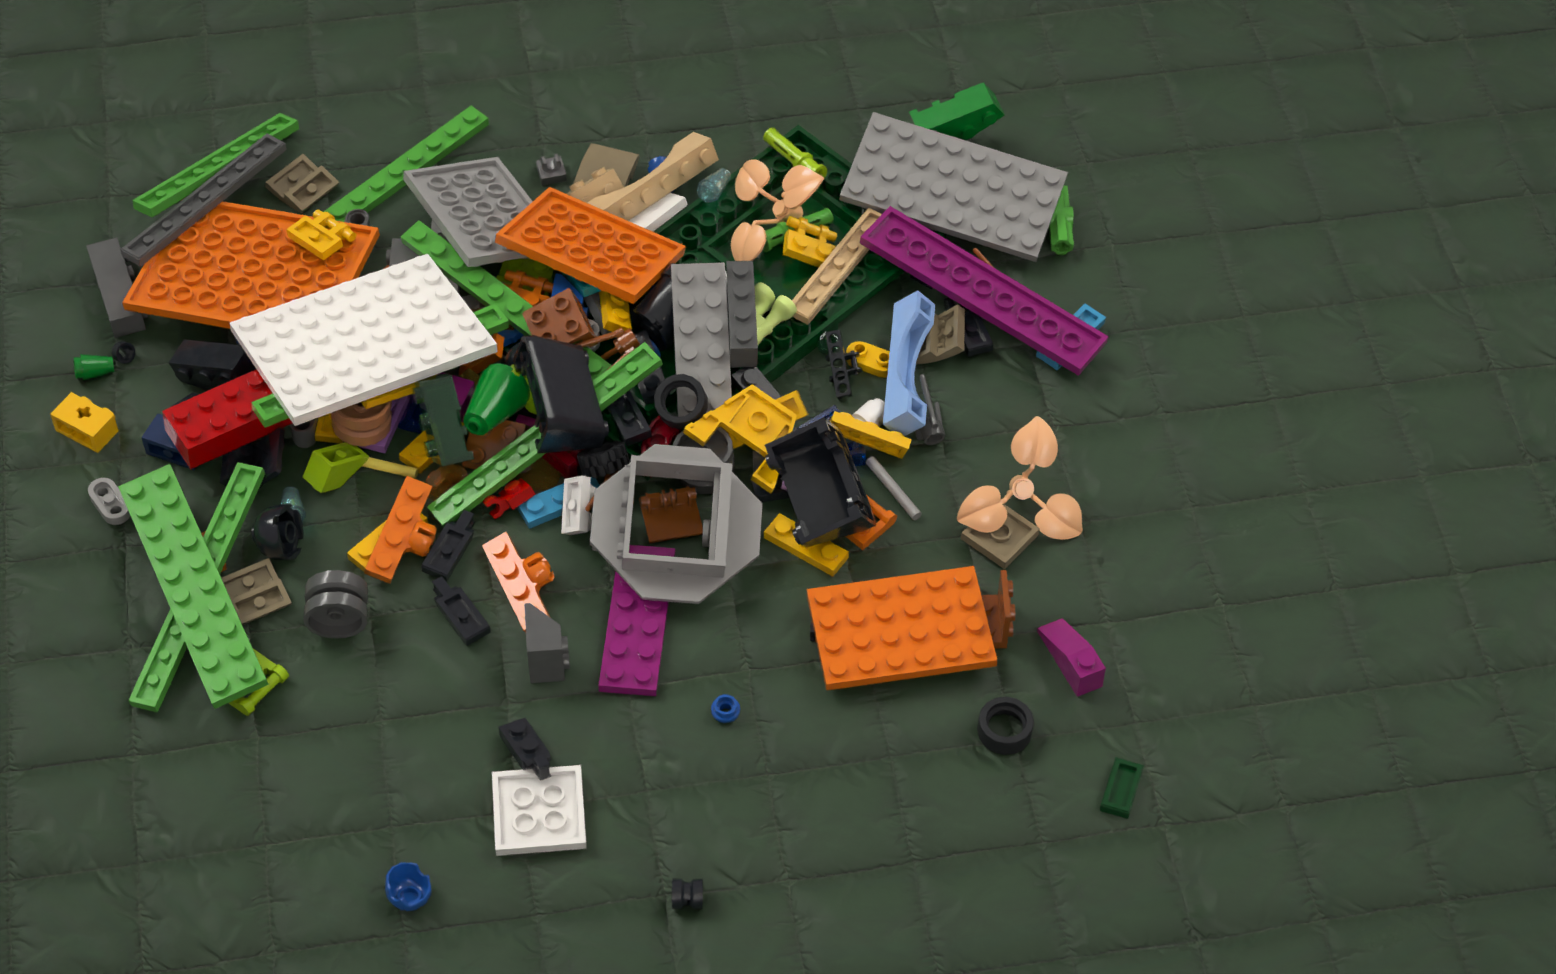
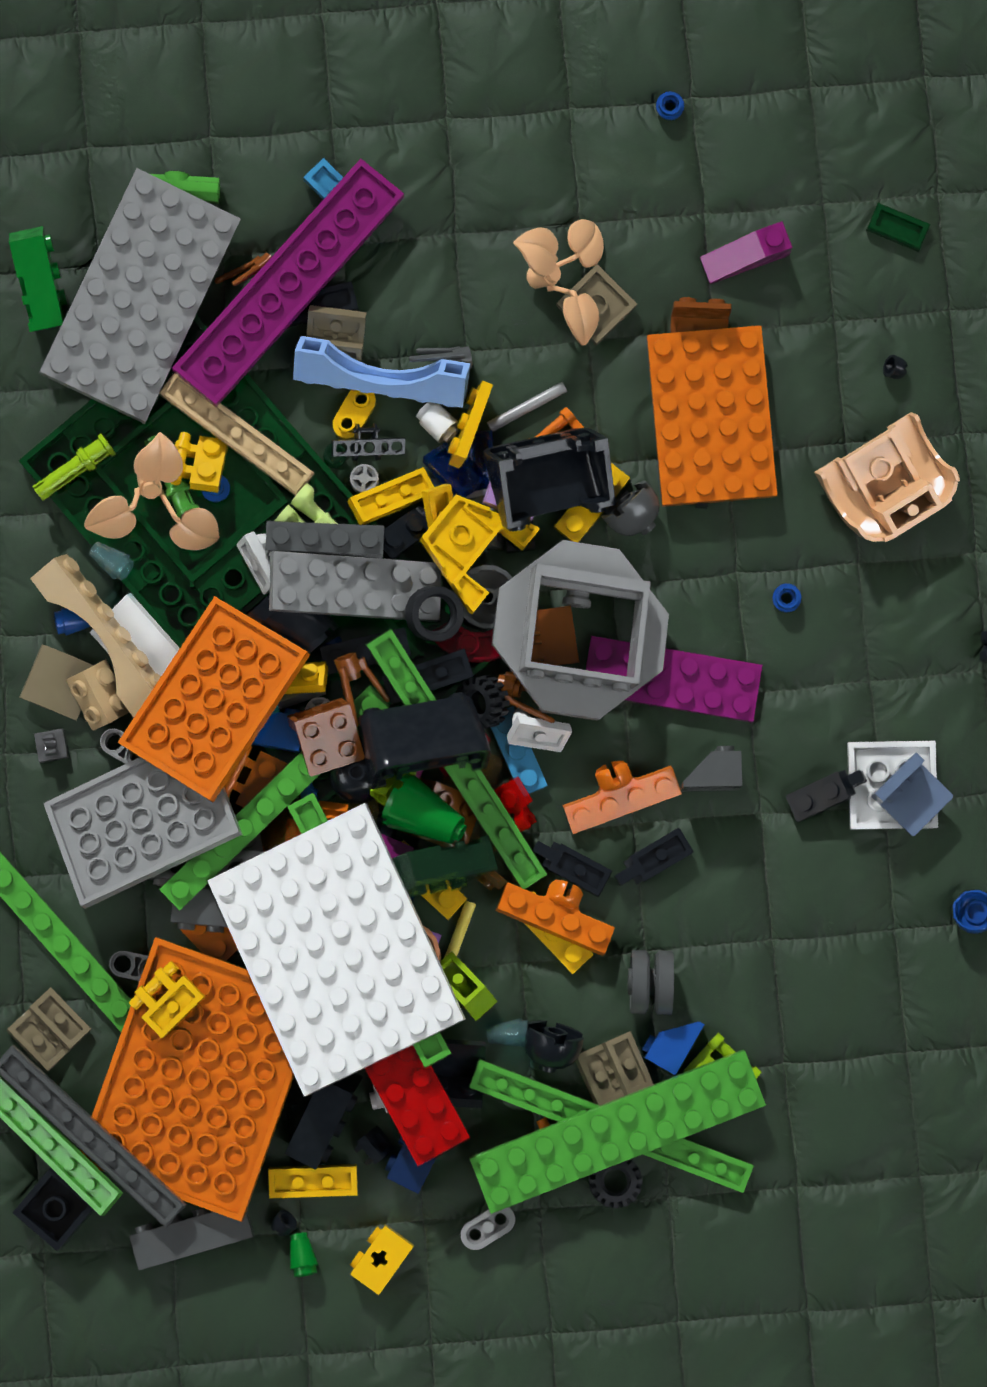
camera: 85 degrees left, 30 degrees up
(134, 181) = (53, 1210): none -> black brick
(143, 611) = (622, 1198): none -> black tyre
(158, 372) = (308, 1182): none -> yellow plate
(273, 635) = (671, 1046): none -> blue slope
(528, 814) = (912, 795): none -> sand blue bracket
(787, 264) = (221, 495): none -> blue plate
(792, 377) = (390, 496): none -> yellow plate
(798, 568) = (634, 511): none -> dark grey cylinder
(813, 363) = (364, 474): none -> light grey wheel
(853, 783) = (889, 482): none -> light nougat piece
(975, 789) = (895, 367): none -> black hinge
(1007, 706) = (826, 306): black tyre -> none
(1213, 577) = (669, 97): none -> blue plate

